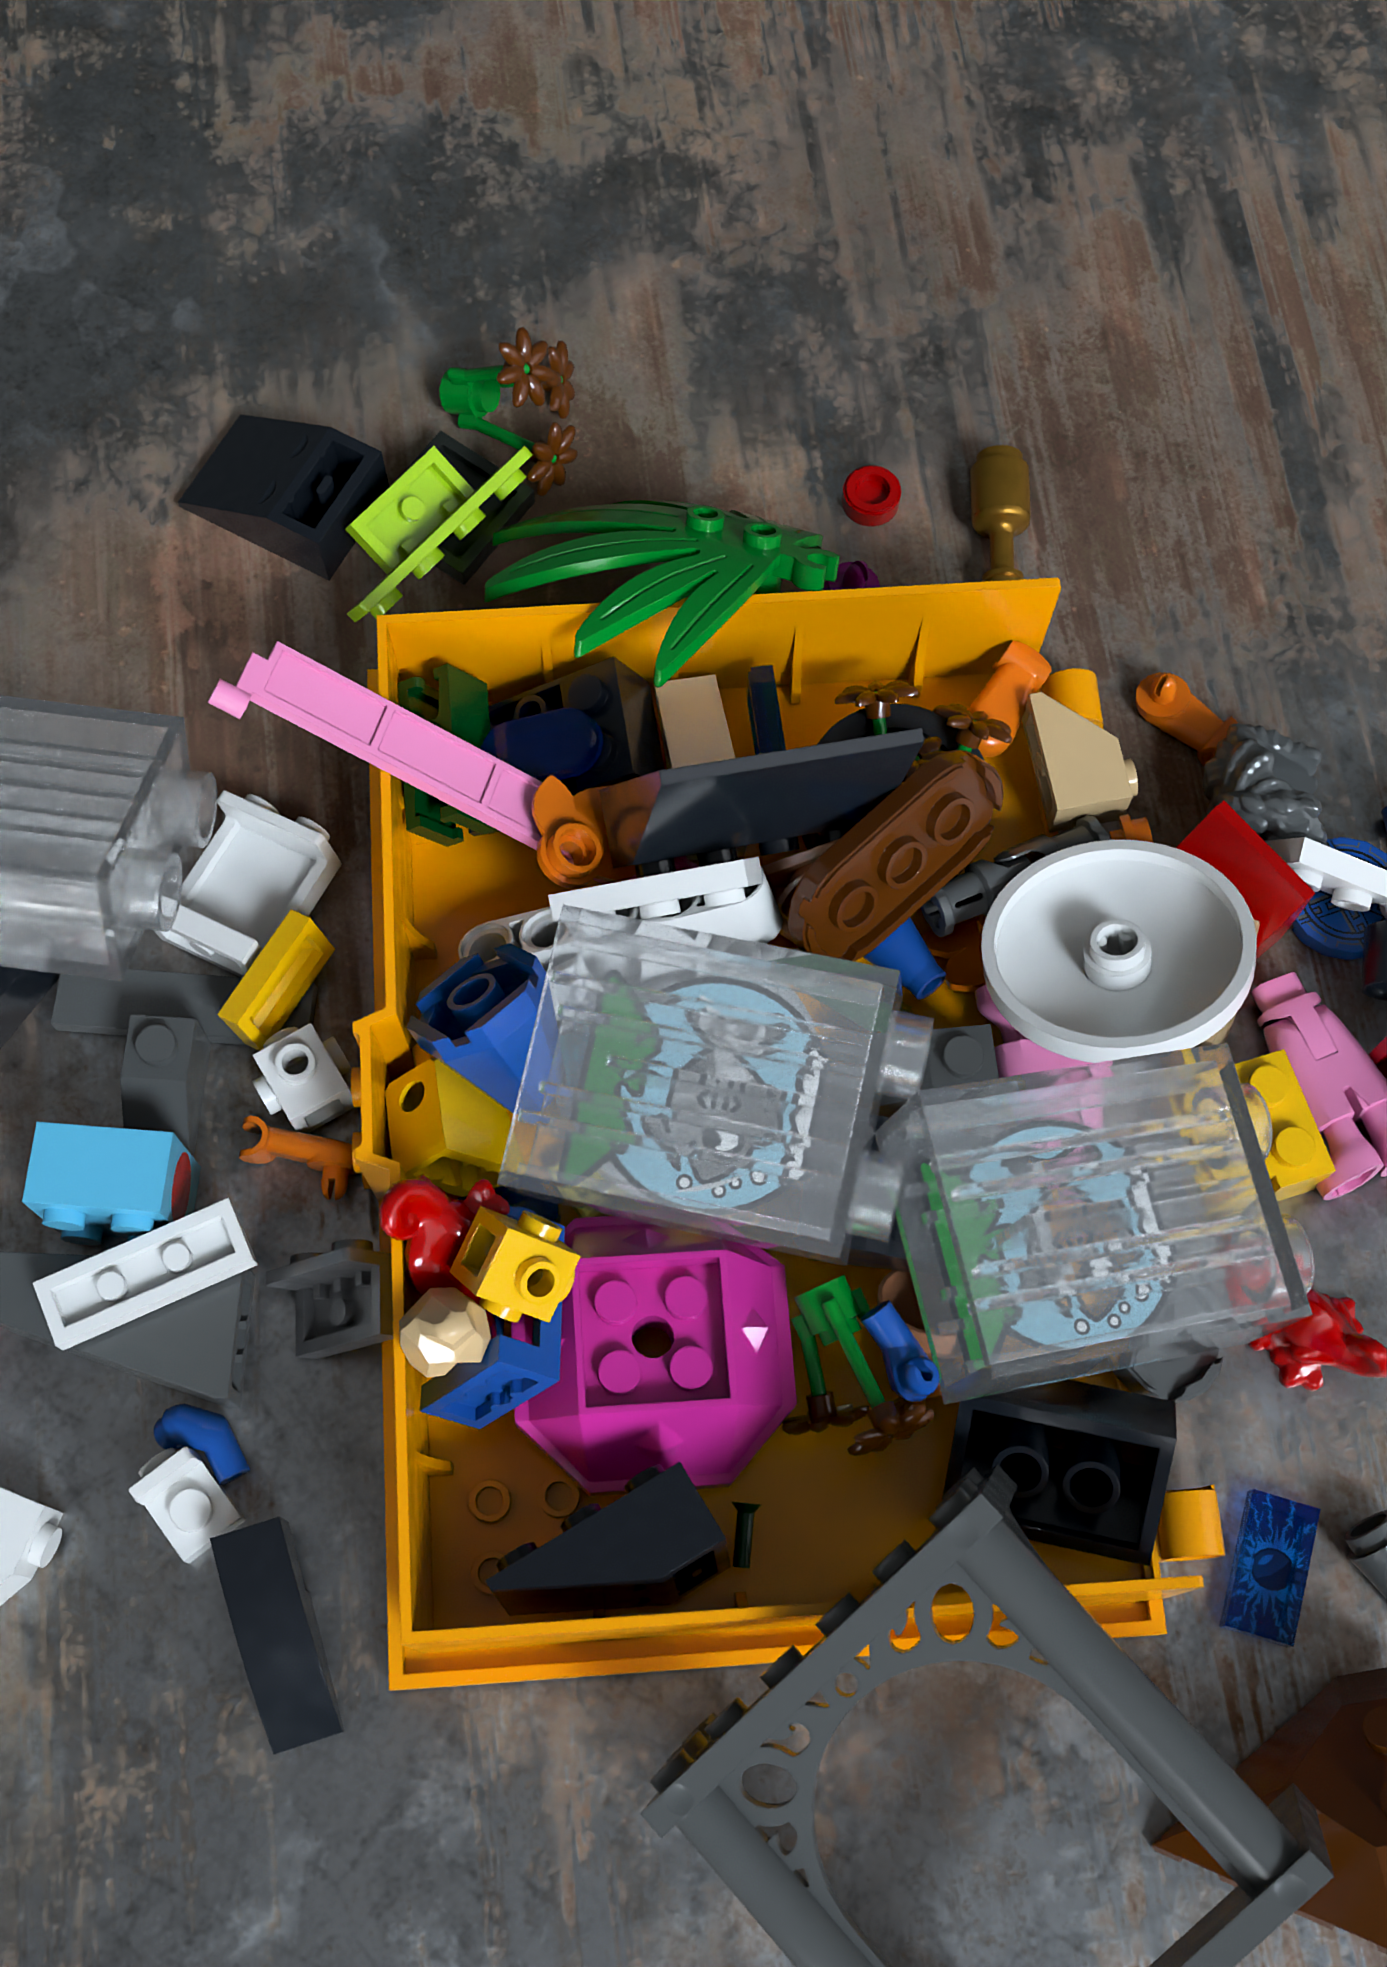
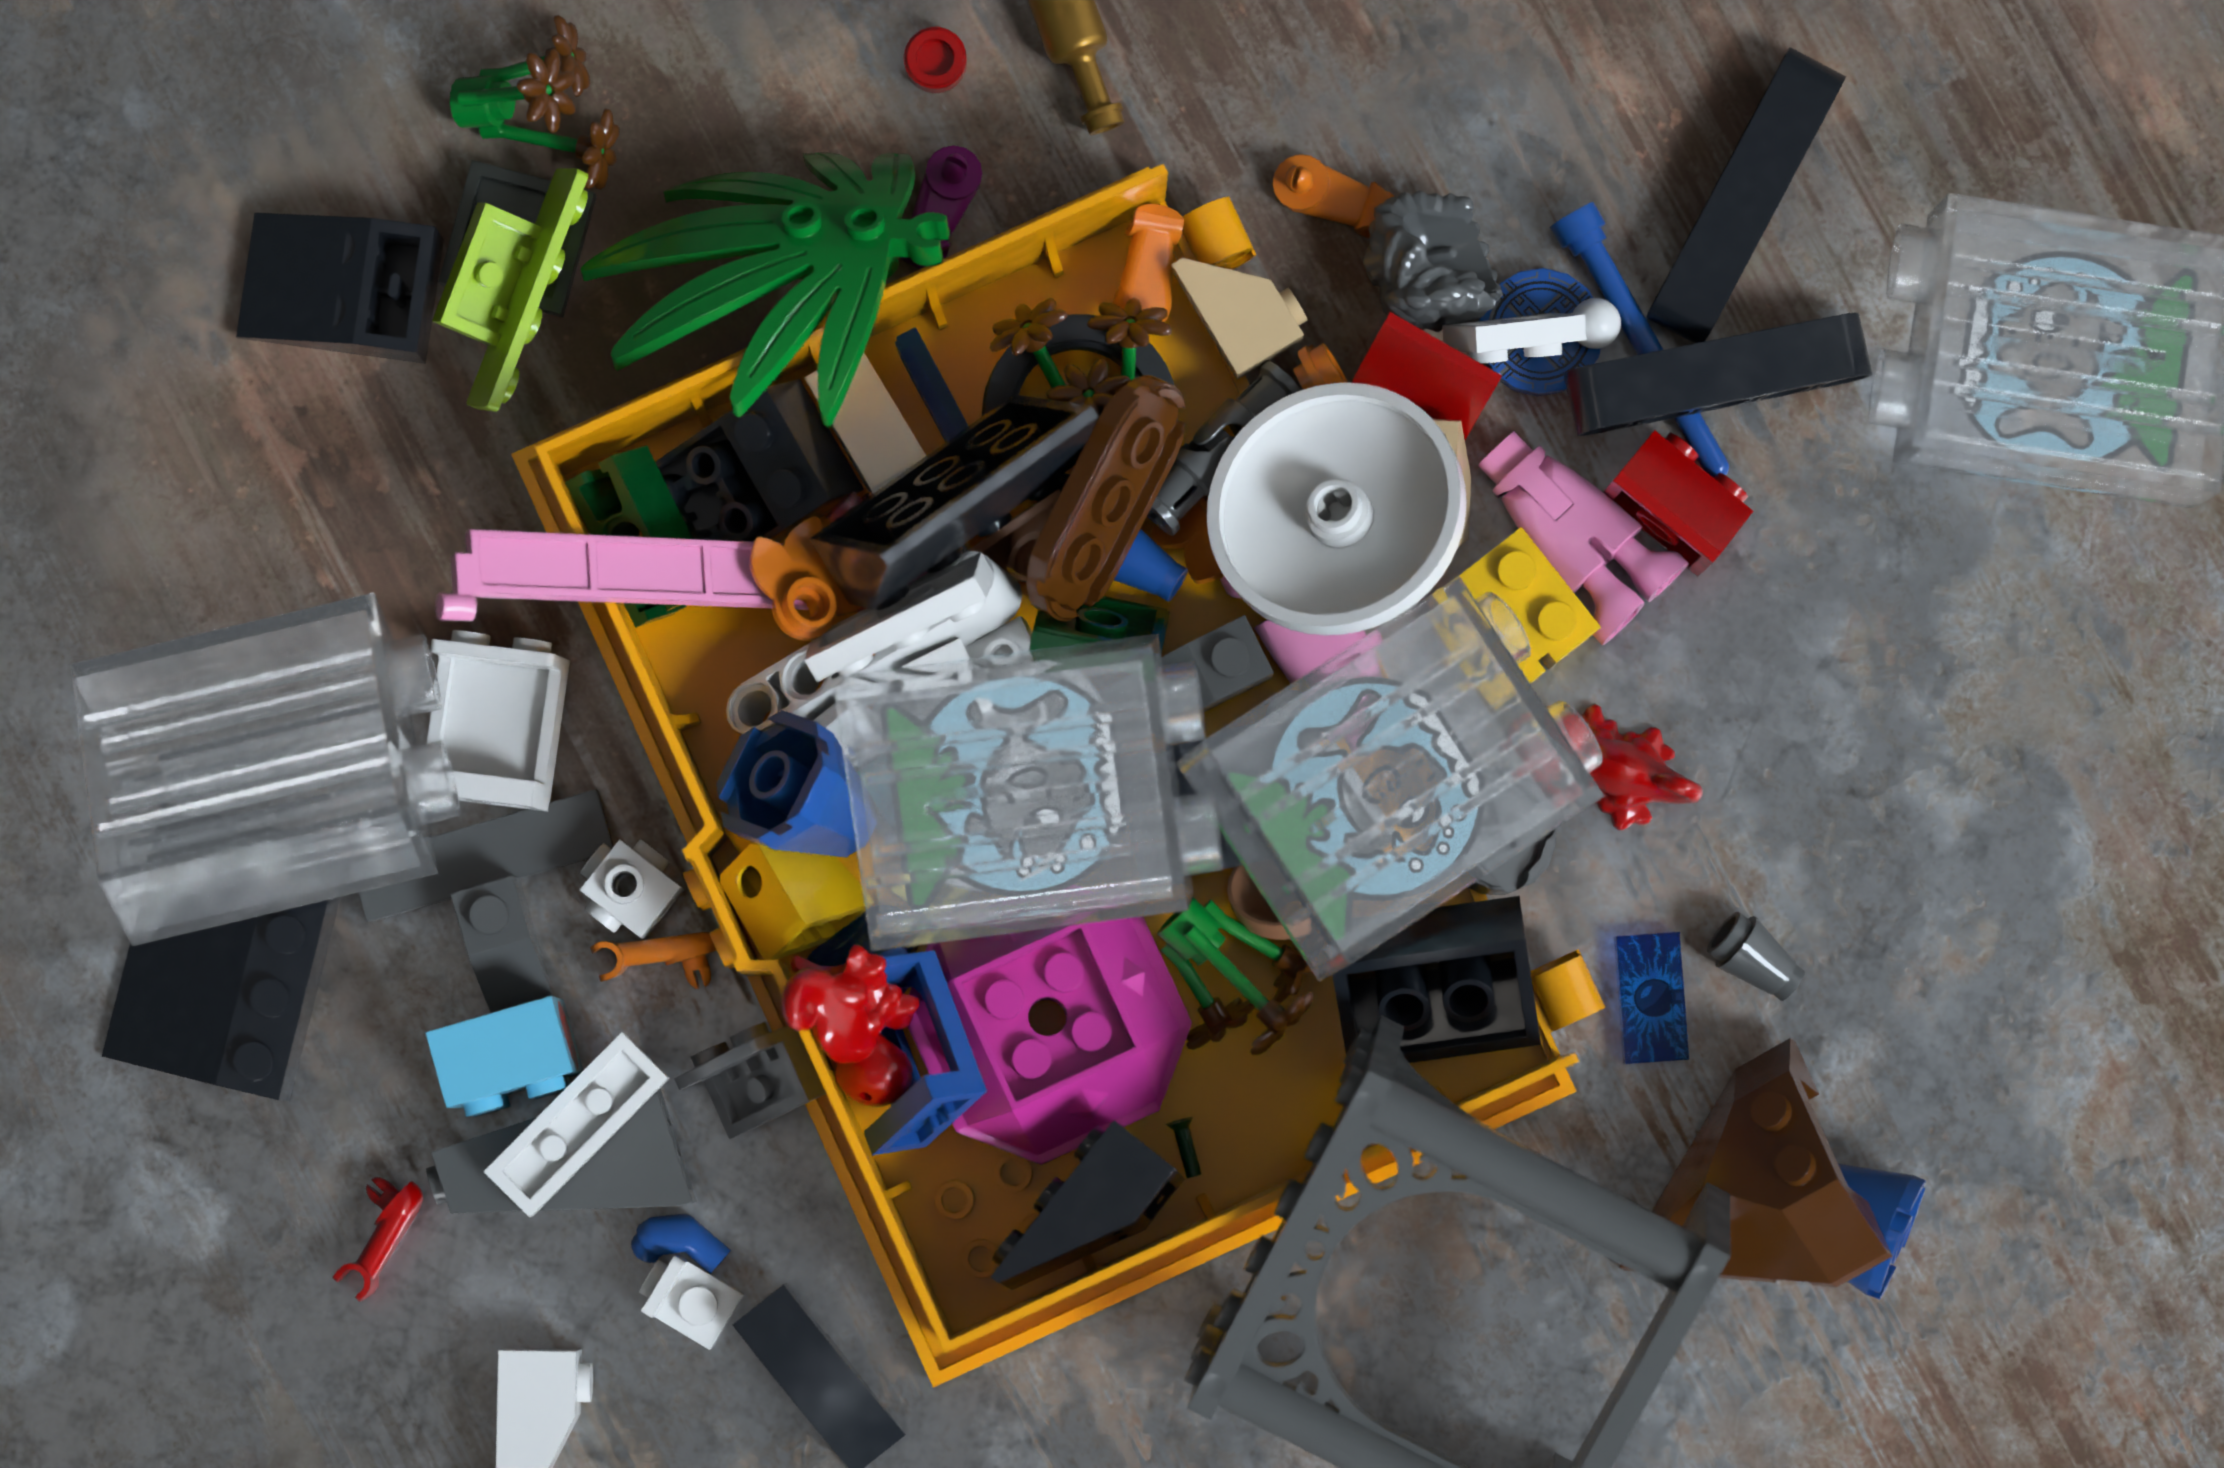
camera: 25 degrees left, 15 degrees up
(276, 980) = (565, 807): yellow piece -> none
(443, 1331) = (876, 1090): tan rock -> none
(516, 1264) = (913, 1011): yellow brick -> none
(548, 743) = (733, 502): clear blue tile -> none
(906, 1363) = (1272, 953): blue arm -> none

